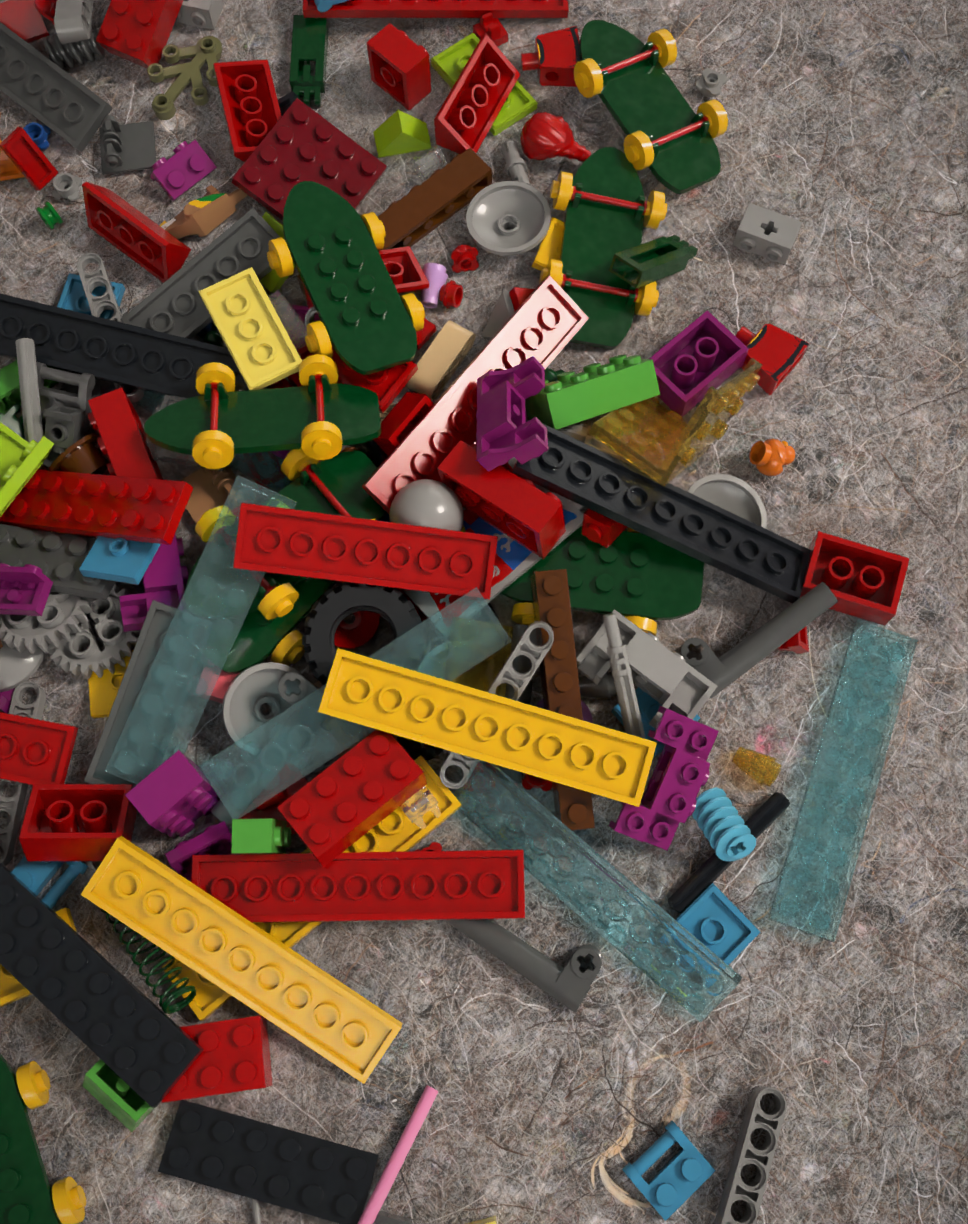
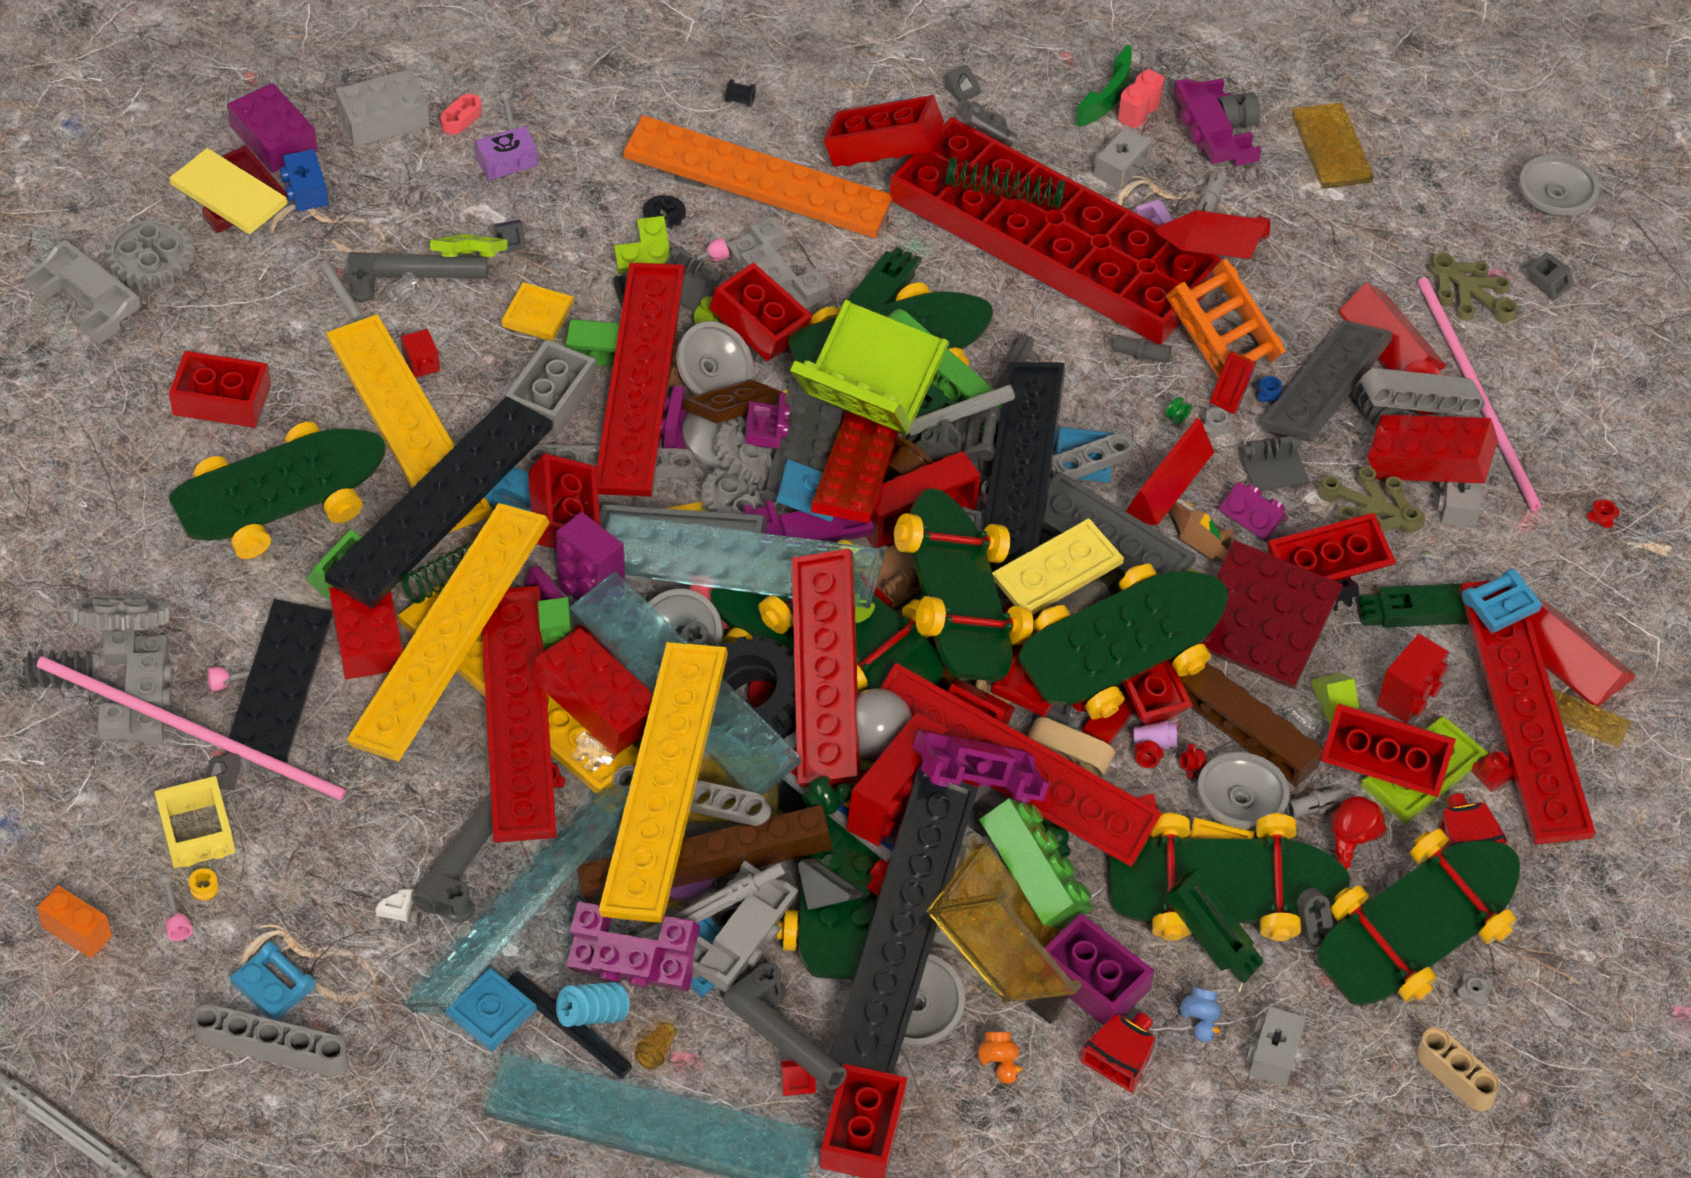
camera: 80 degrees right, 20 degrees down
(510, 571) = (823, 794): none -> dark green animal
(577, 1029) = (396, 906): none -> white tile
(609, 582) = (824, 886): none -> dark grey slope
(645, 178) = (1310, 918): none -> dark grey beam
(730, 286) = (1203, 1006): none -> medium blue animal
(791, 105) = (1462, 1083): none -> tan beam

